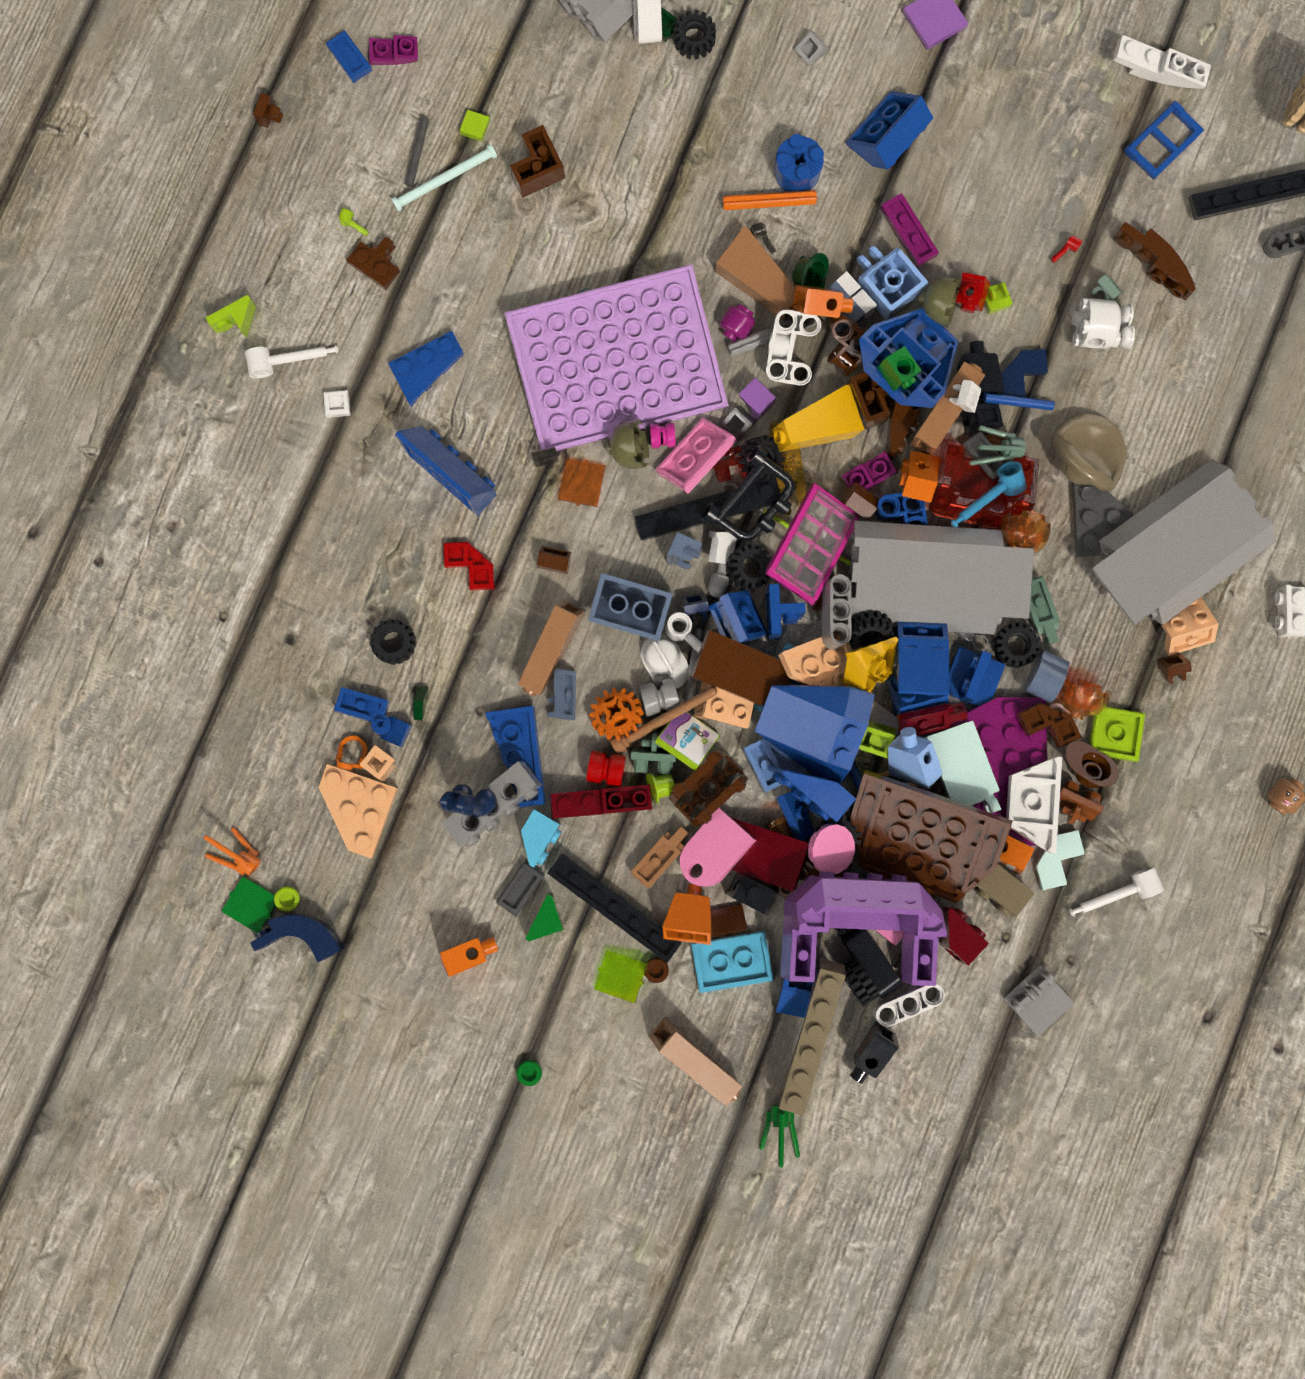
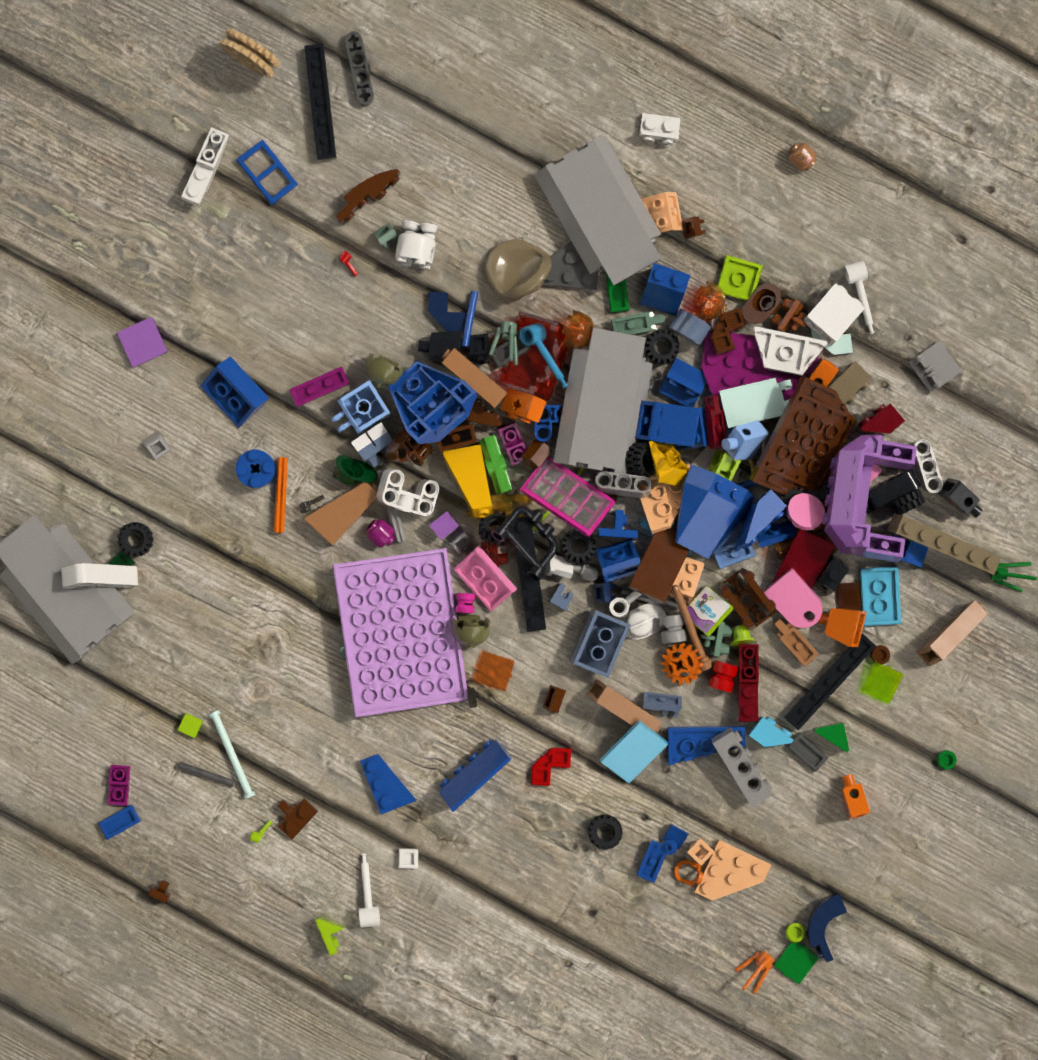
camera: 90 degrees left, 5 degrees up
(420, 703) = (655, 815): dark green tile -> none
(462, 801) = (740, 790): dark blue piece -> none
(497, 664) = (633, 751): none -> medium azure tile
(540, 167) = (233, 673): reddish brown brick -> none
(813, 301) = (377, 468): orange torso -> none
(840, 454) = (495, 464): none -> bright green piece
(904, 361) = (442, 423): green brick -> none
(968, 395) = (471, 365): white tile -> none
(977, 300) = (378, 338): red brick -> none
(998, 298) = (382, 324): lime tile -> none
(1075, 583) = (617, 296): none -> green tile
(1090, 858) = (834, 314): none -> white panel
(1094, 637) = (664, 289): none -> blue slope

